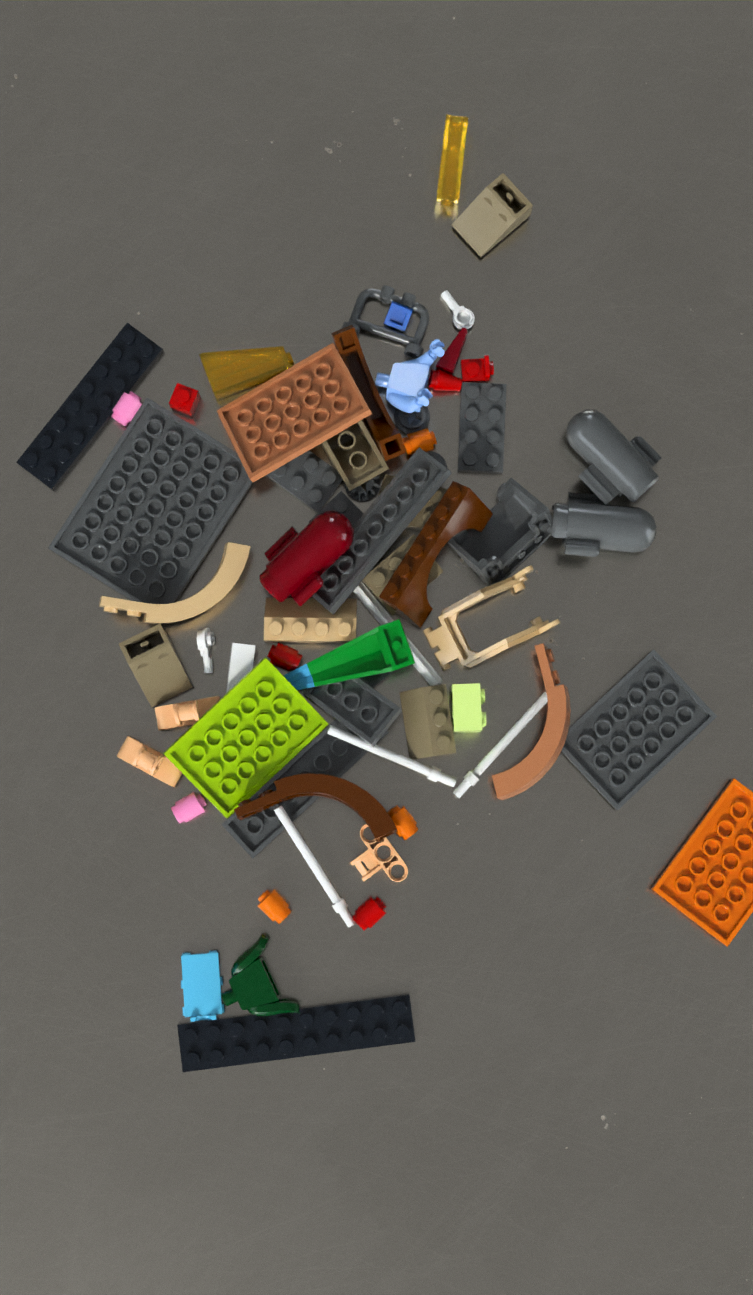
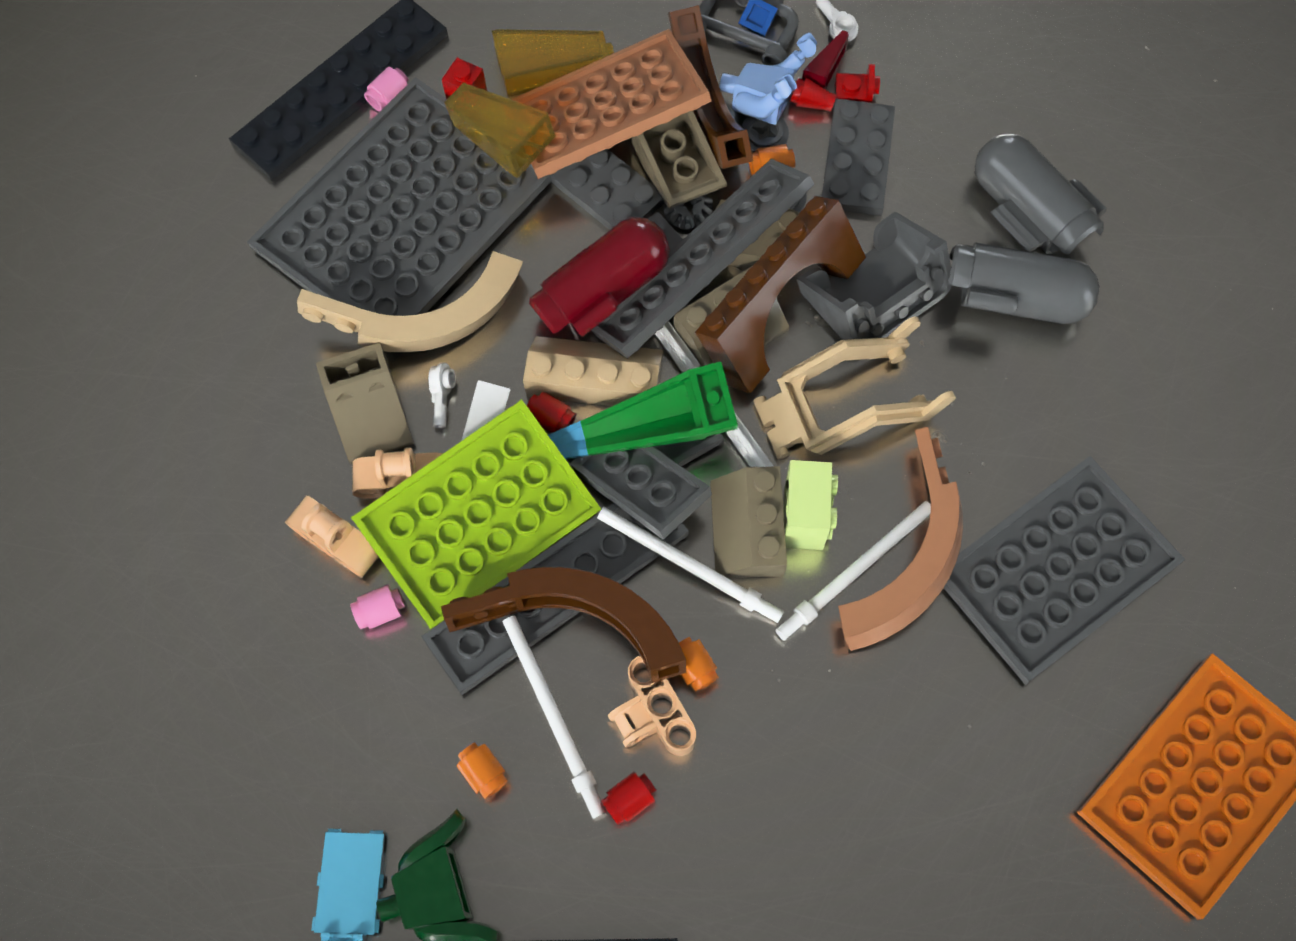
camera: 10 degrees right, 15 degrees down
(222, 445) = (500, 126): none -> clear yellow slope

